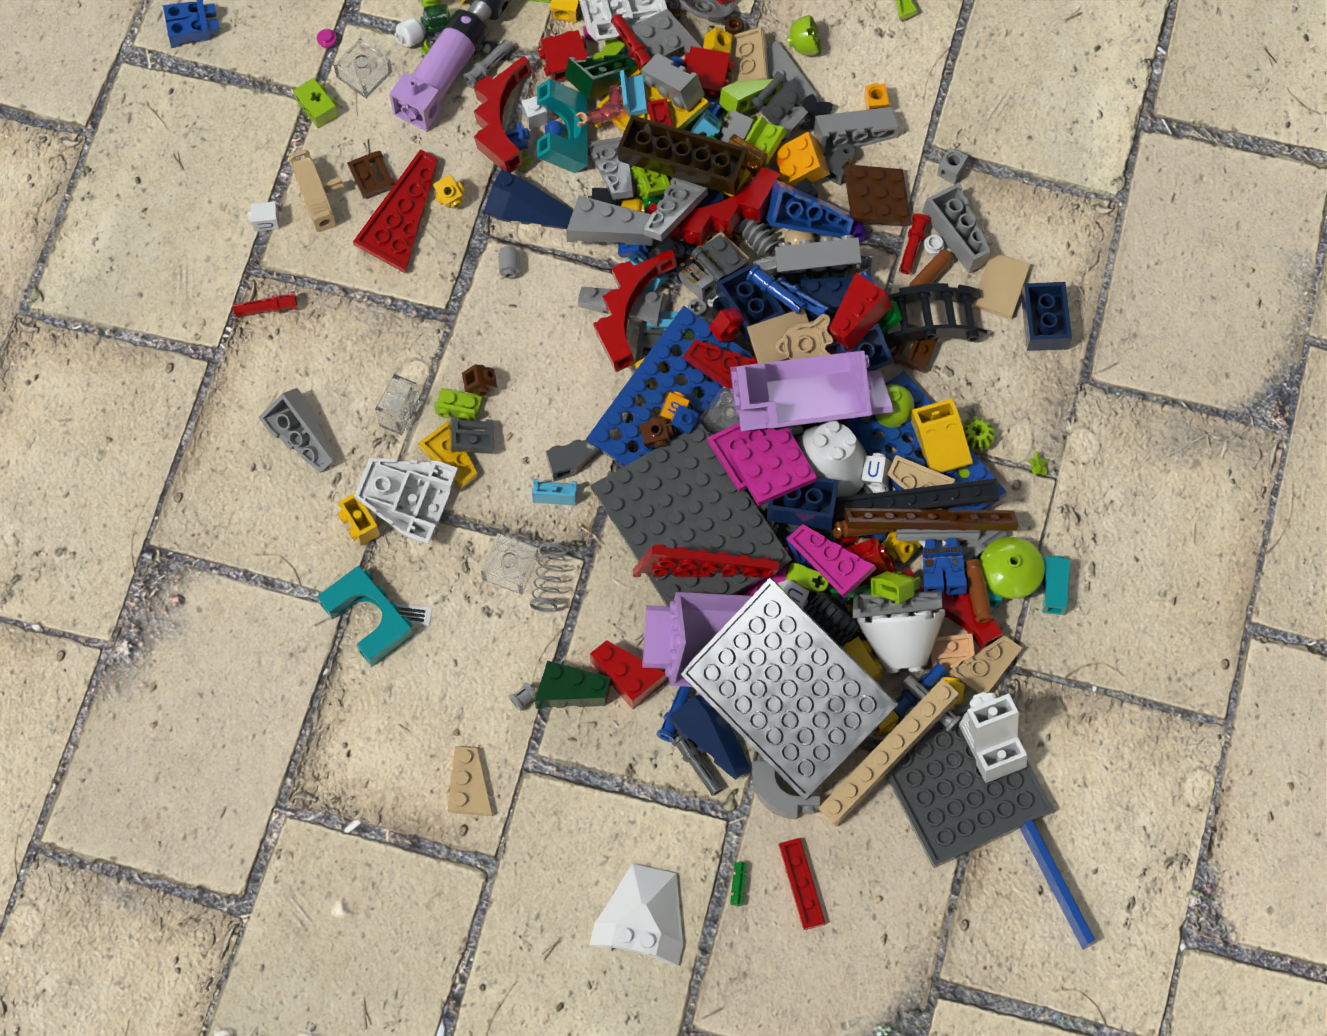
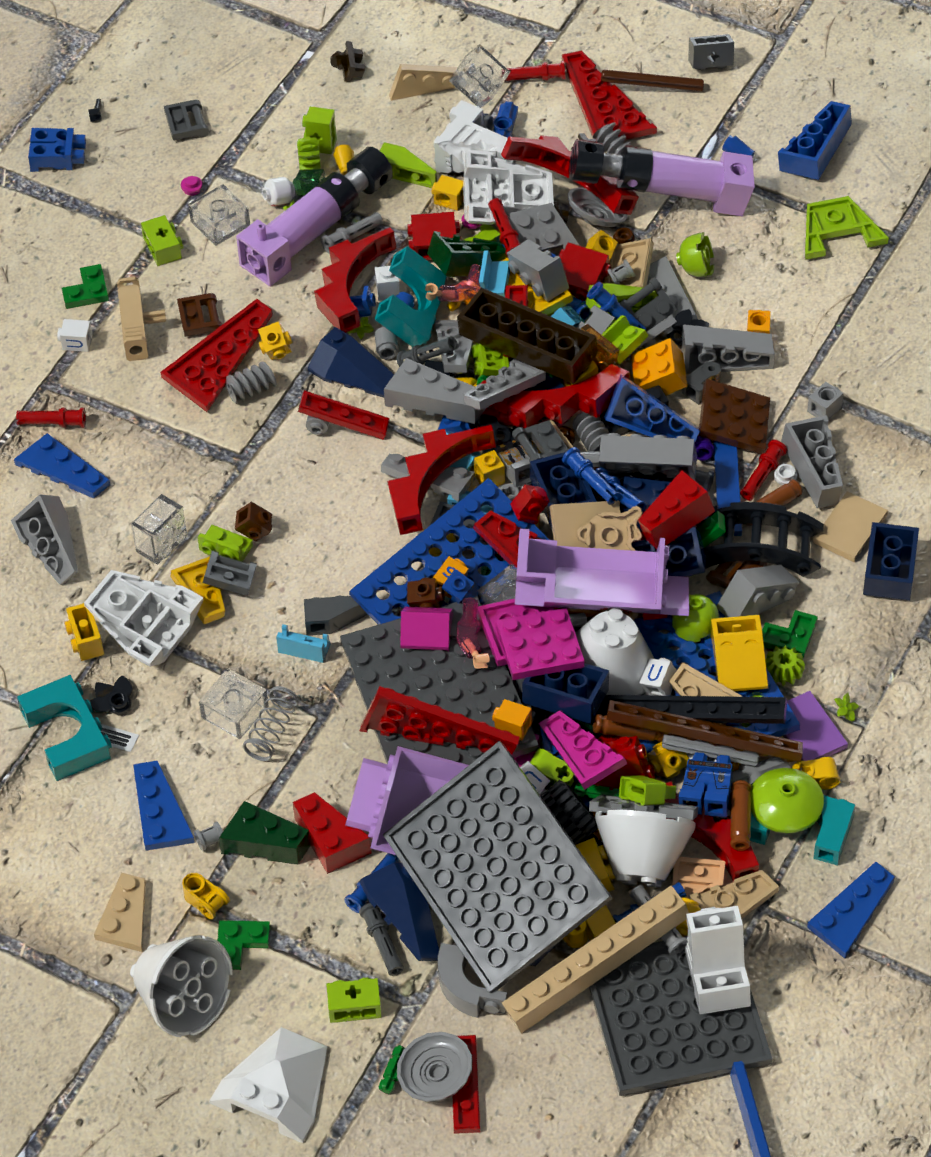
camera: 15 degrees right, 15 degrees down
(264, 164) = (90, 292): none -> green plate
(282, 349) = (62, 465): none -> blue wing
(397, 574) = (109, 696): none -> black plate
(437, 235) = (250, 380): none -> light grey piece
(472, 681) = (159, 811): none -> blue wing
(531, 257) = (343, 415): none -> red tile
(535, 754) = (207, 898): none -> yellow piece
(540, 847) = (184, 983): none -> white cone
(549, 175) = (386, 343): none -> light grey brick
(570, 786) = (240, 935): none -> green plate
(585, 183) = (445, 345): none -> dark grey pin
(666, 465) = (426, 628): none -> dark pink slope
(675, 288) = (491, 467): none -> yellow brick
(680, 835) = (363, 1006): none -> lime brick
(705, 466) = (467, 634): none -> clear pink arm
(744, 68) = (621, 272): none -> light grey bush
(745, 106) = (609, 304): none -> blue pin
(765, 543) = (513, 718): none -> light orange brick
(775, 877) = (434, 1066): none -> light grey hat
(884, 258) = (727, 477): none -> blue tile
(939, 370) = (757, 591): none -> light grey wedge
(980, 404) = (796, 635): none -> green plate
(1021, 492) = (816, 730): none -> medium lavender tile
(1032, 531) = (822, 770): none -> yellow piece
(1085, 657) = (847, 914): none -> blue wing

